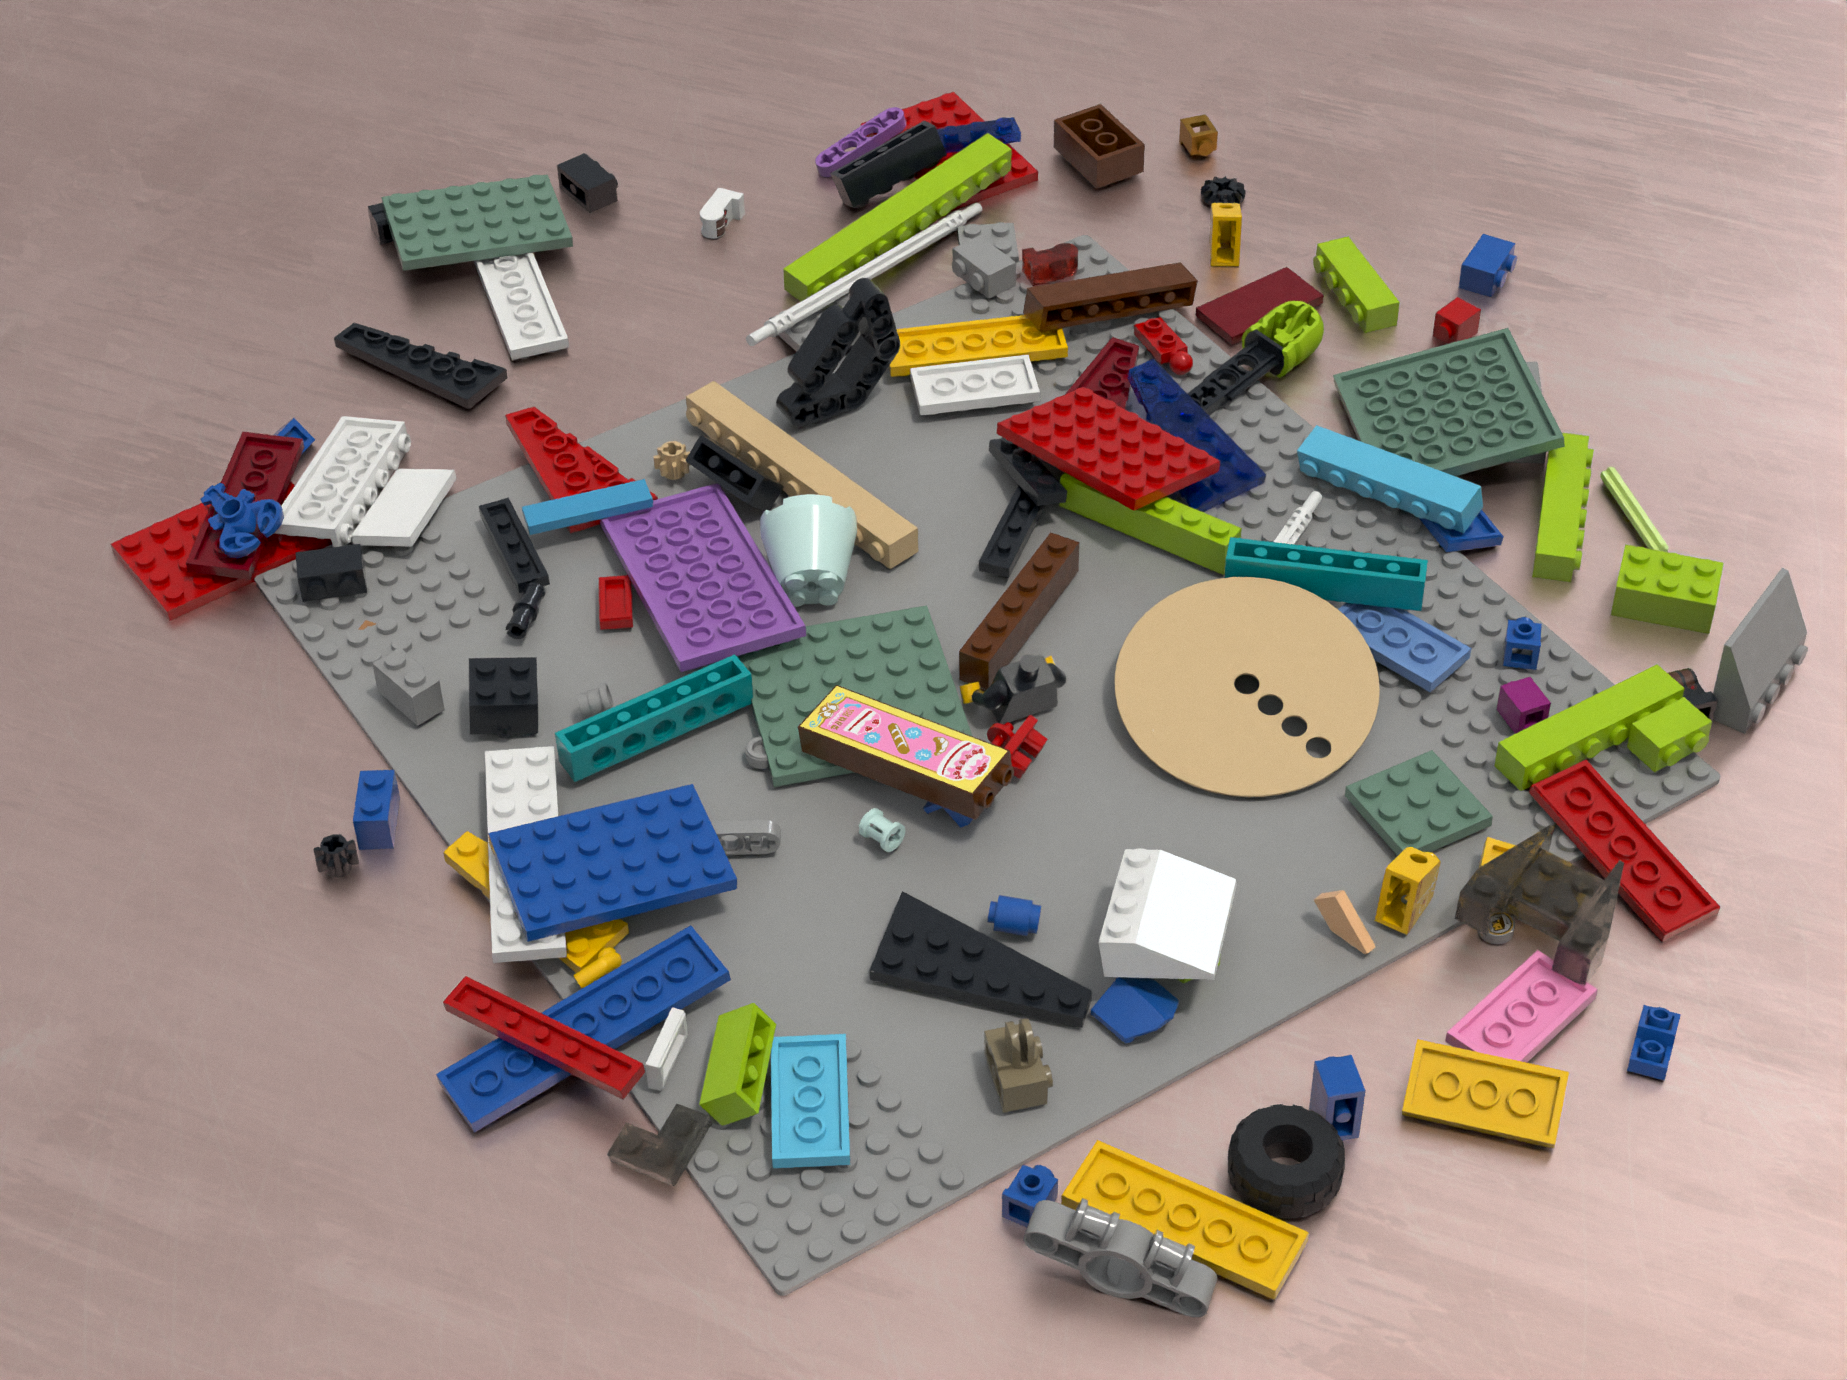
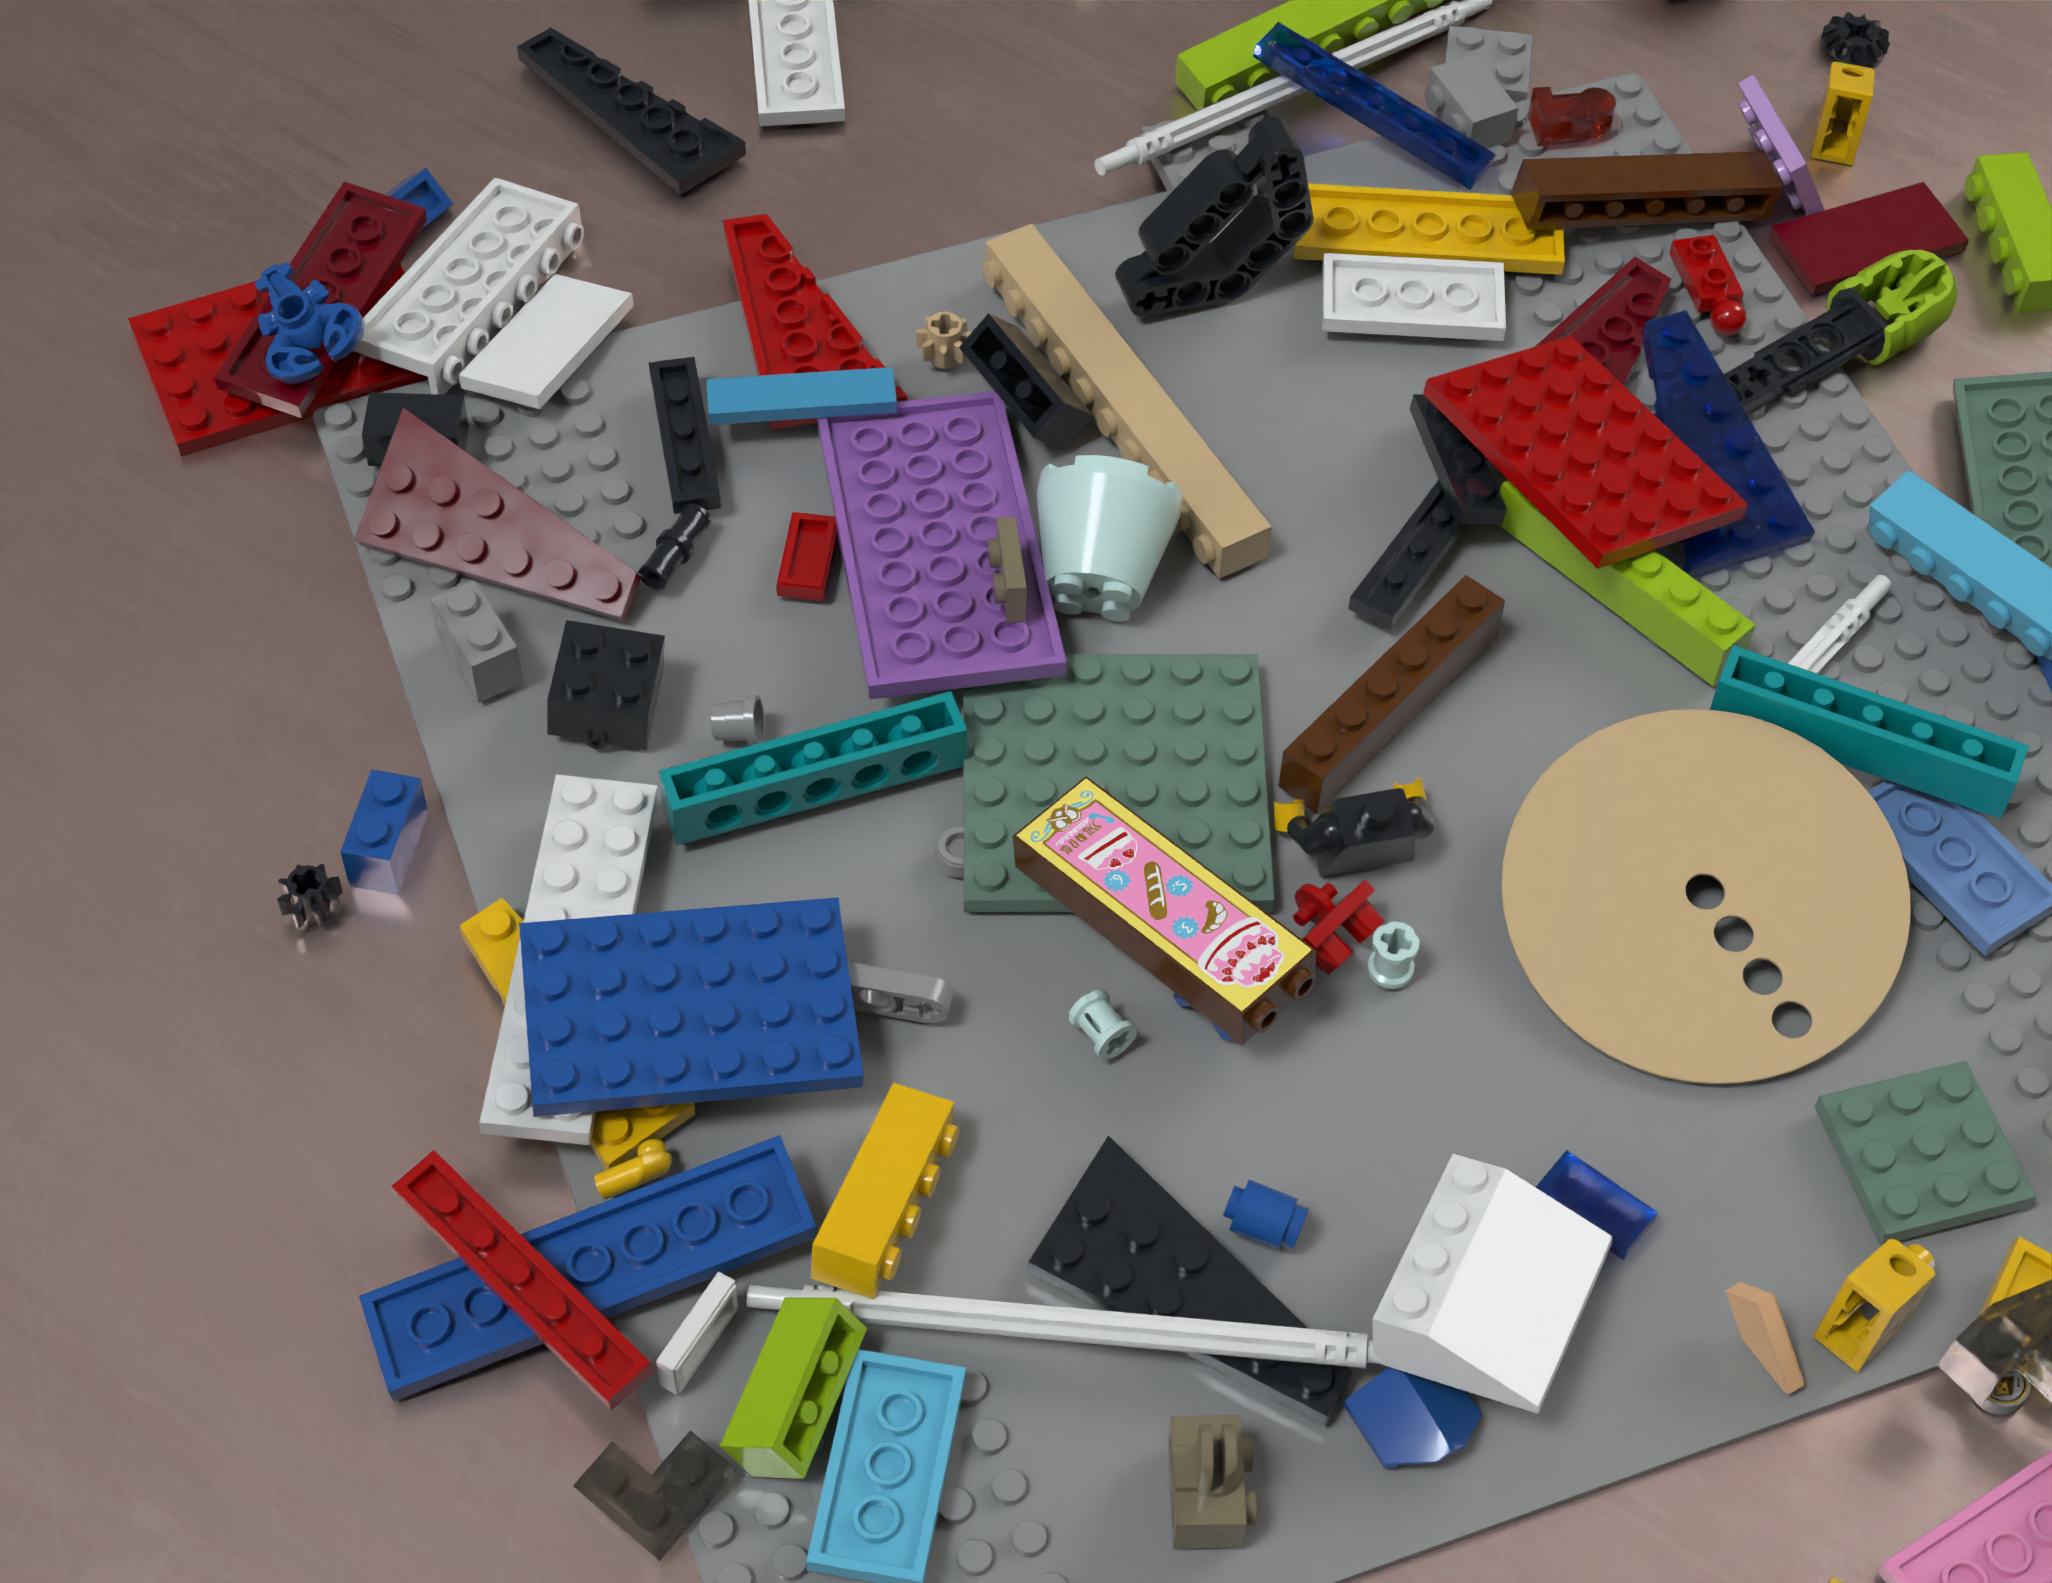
camera: 10 degrees right, 10 degrees up
(377, 616) = (466, 519): none -> wing
(755, 578) = (1010, 583): none -> dark tan plate
(767, 944) = (883, 1192): none -> yellow brick
(920, 277) = (1374, 105): none -> clear blue plate
(924, 994) = (1089, 1326): none -> white axle
(1058, 762) = (1393, 955): none -> light aqua bush
(1190, 257) = (1774, 139): none -> lavender plate
(1244, 872) = (1599, 1202): none -> clear blue plate

